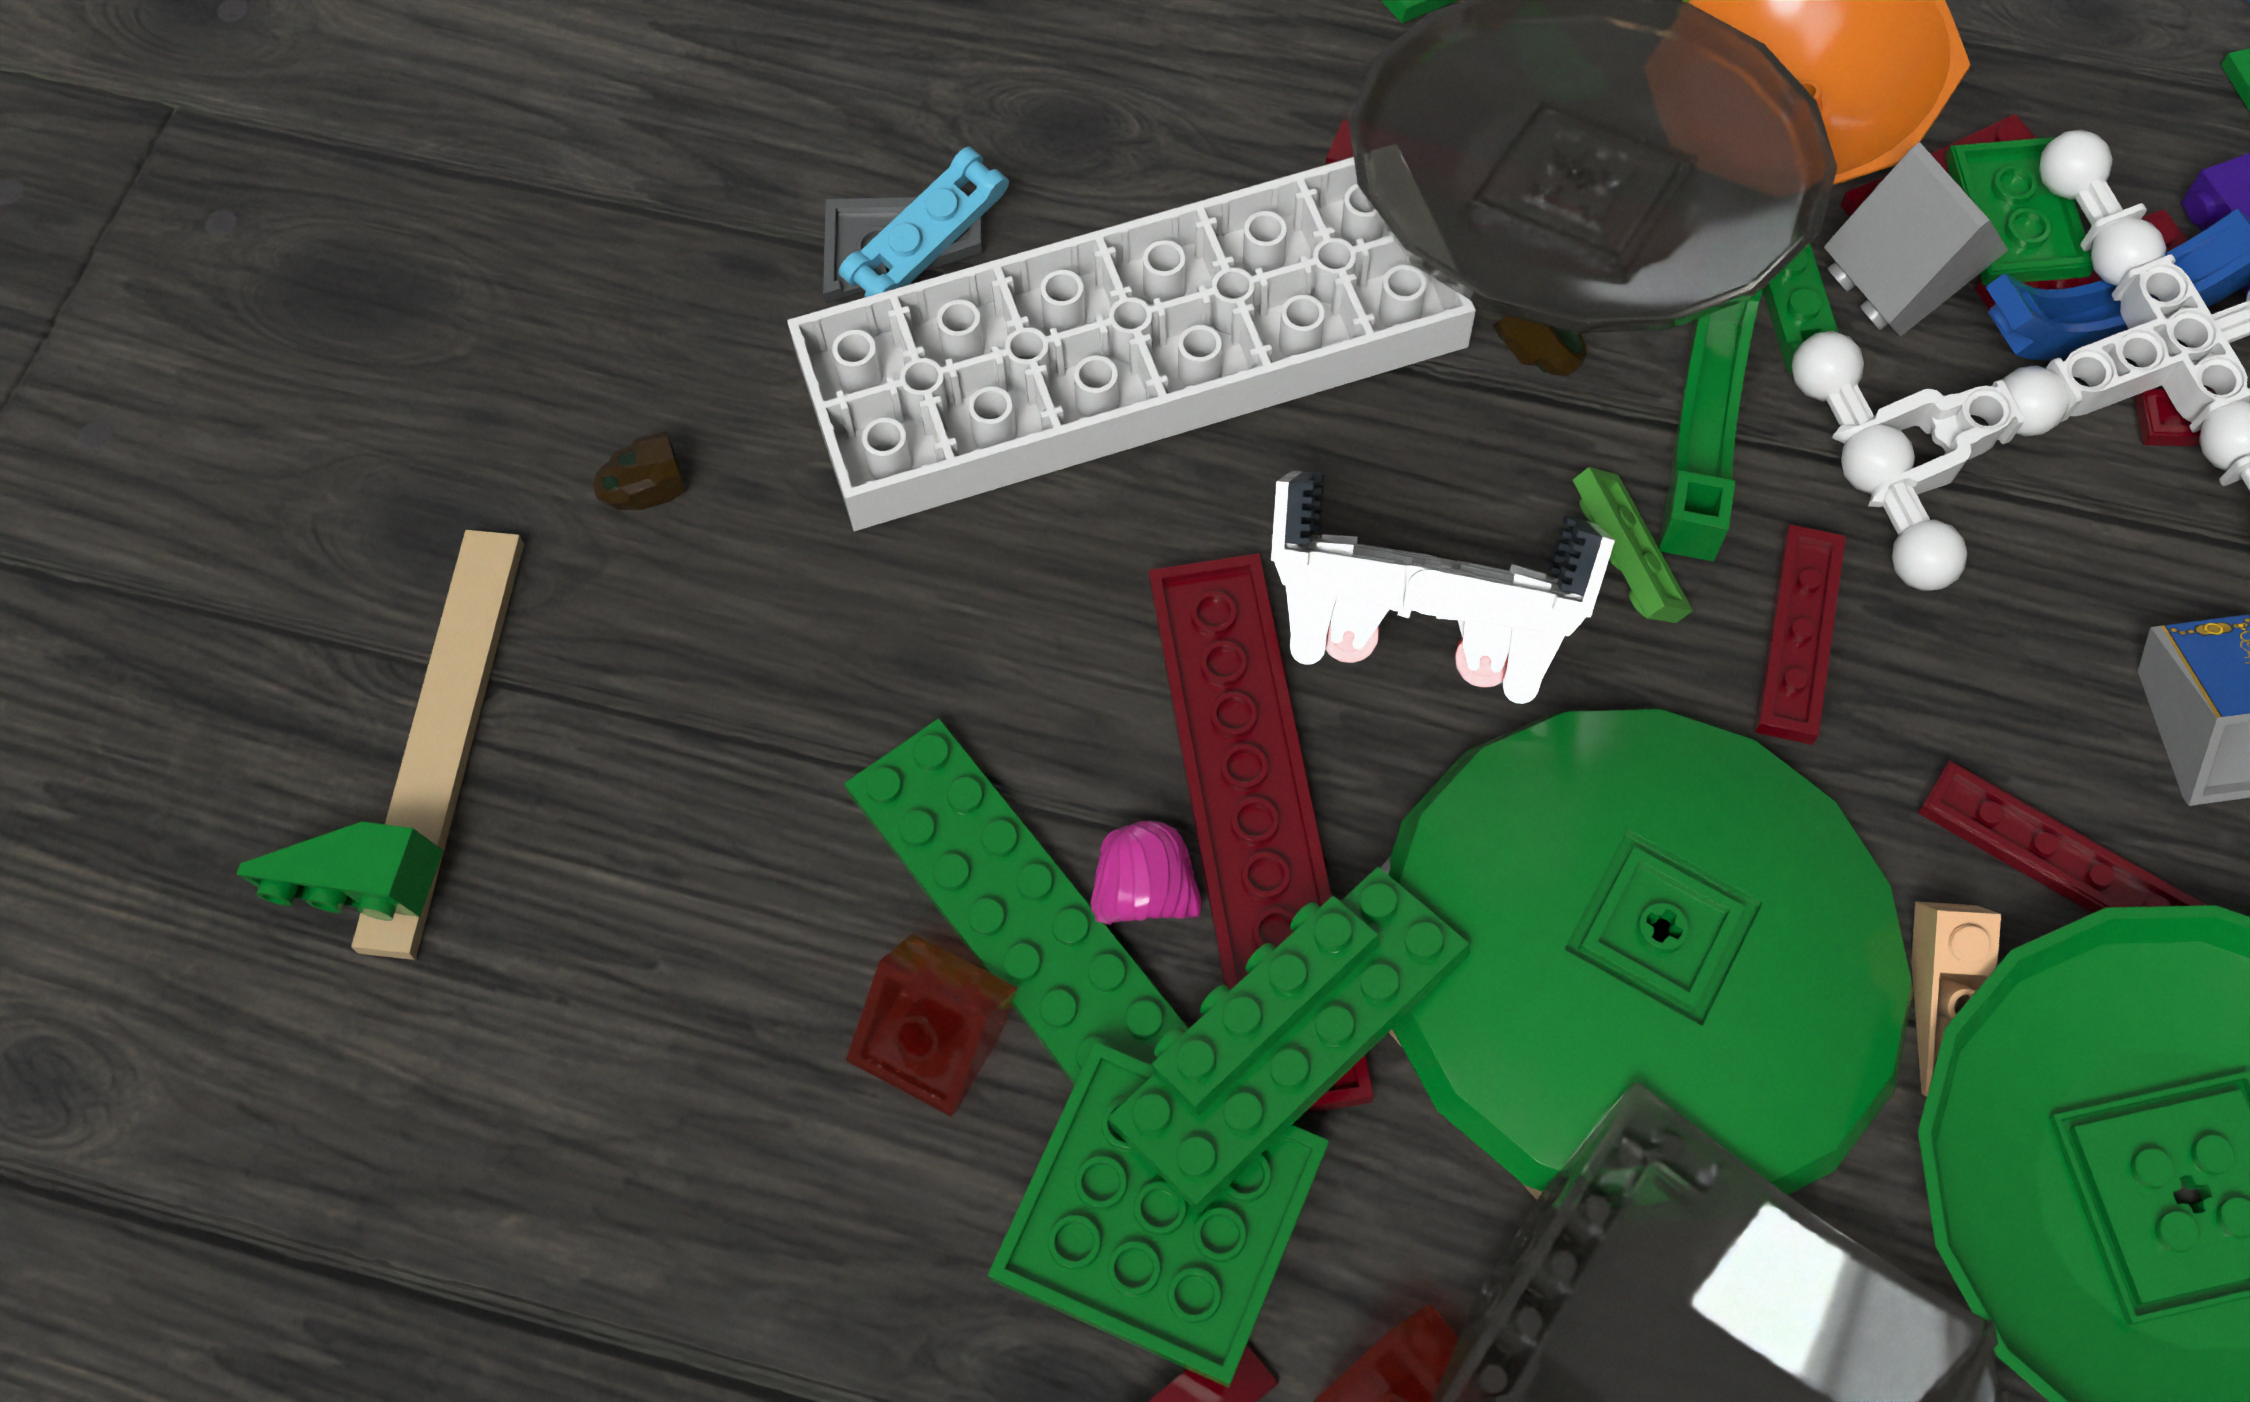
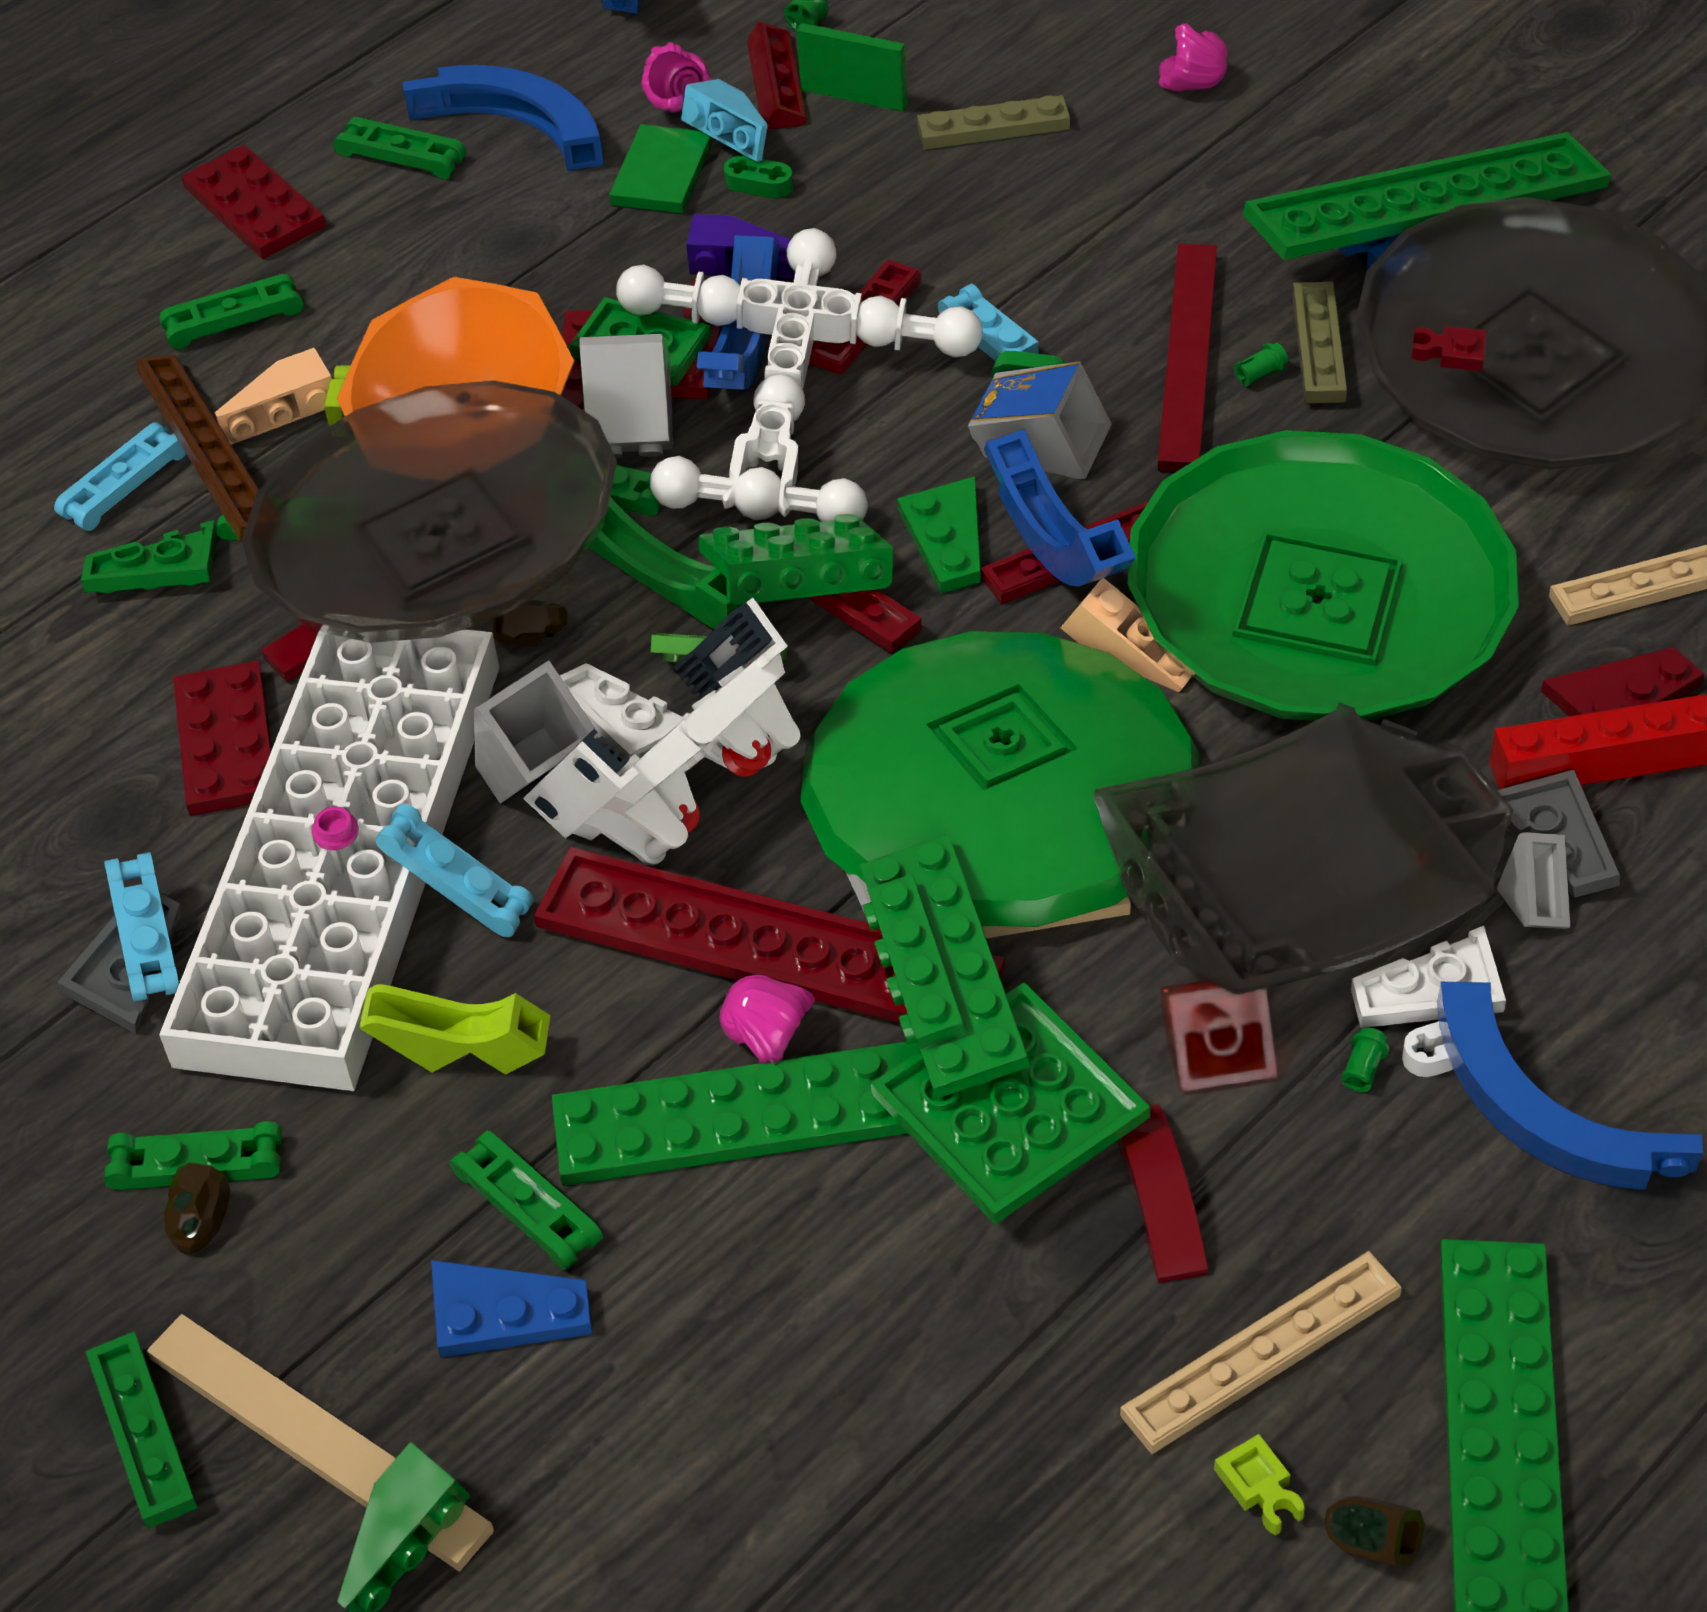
camera: 60 degrees left, 15 degrees down
(379, 578) = (141, 1430): none -> green plate
(666, 821) = (504, 1308): none -> blue wing
(704, 438) = (165, 1153): none -> green plate
(799, 767) = (526, 1199): none -> green plate
(930, 1023) = (785, 1193): clear red slope -> none
(952, 577) = (443, 1030): none -> lime arch
(1112, 319) = (334, 828): none -> dark pink plate
(1143, 461) = (453, 872): none -> medium azure plate
(1221, 148) = (222, 735): none -> dark red plate
(1347, 425) = (527, 731): none -> light grey slope
(1475, 495) = (618, 714): none -> white wing
(1799, 555) = (799, 559): none -> green bracket
(1981, 691) = (945, 532): none -> green wing
(2024, 859) = (1046, 525): none -> blue arch

